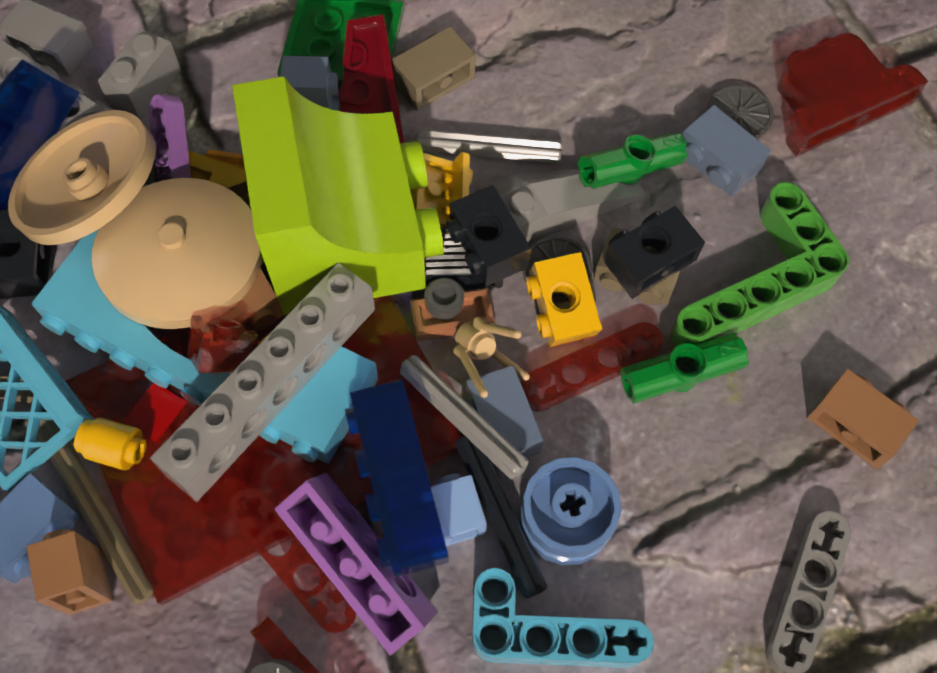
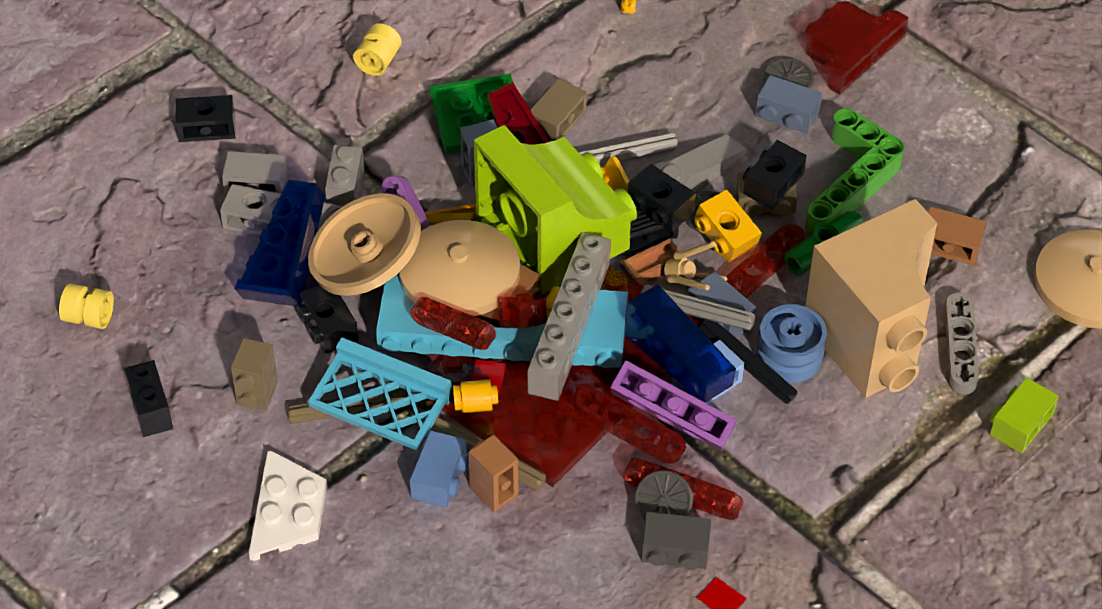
camera: 20 degrees left, 15 degrees down
(118, 334) = (441, 317): none -> clear red beam
(444, 298) = (644, 251): dark grey tile -> none
(559, 629) = (813, 416): medium azure beam -> none
(632, 160) = (730, 127): green piece -> none
(704, 505) = (874, 296): none -> tan brick

